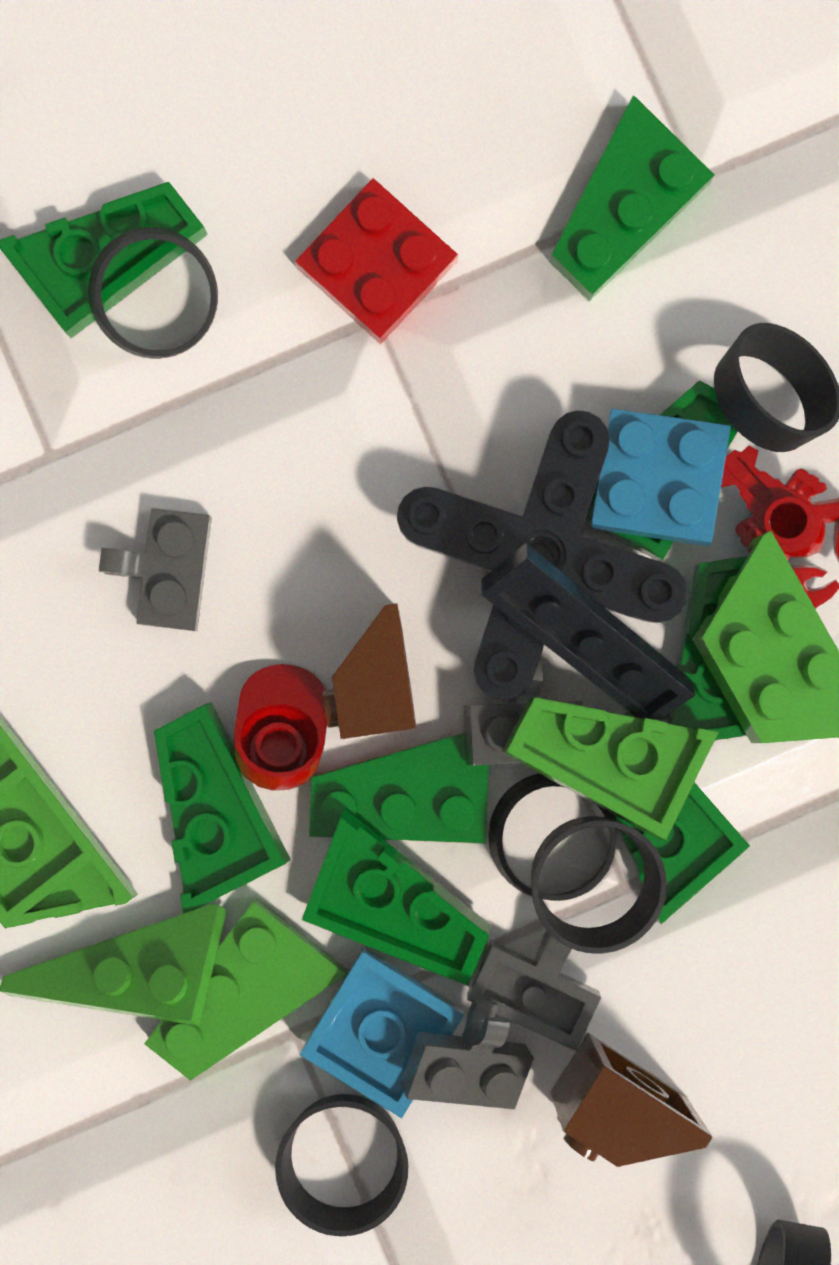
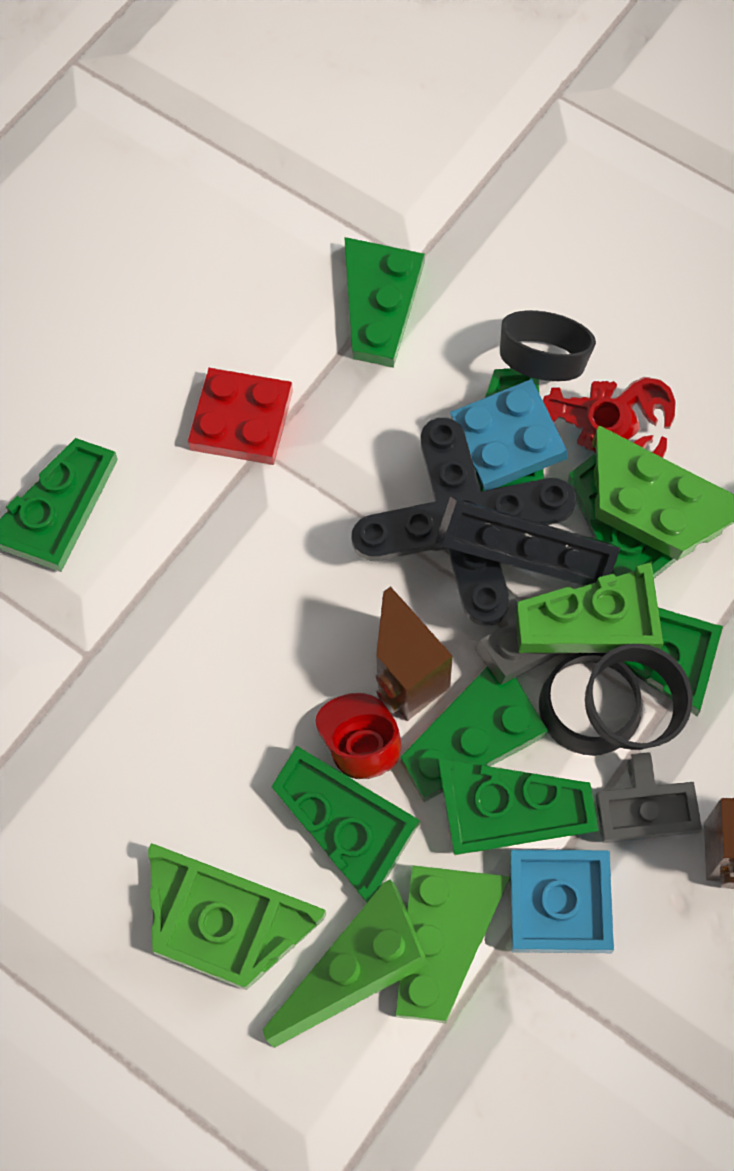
camera: 30 degrees left, 20 degrees down
(100, 266) = (83, 541): black tyre -> none
(169, 569) = (216, 679): dark grey plate -> none
(328, 1218) = (626, 976): black tyre -> none
(469, 1067) = (636, 881): dark grey plate -> none

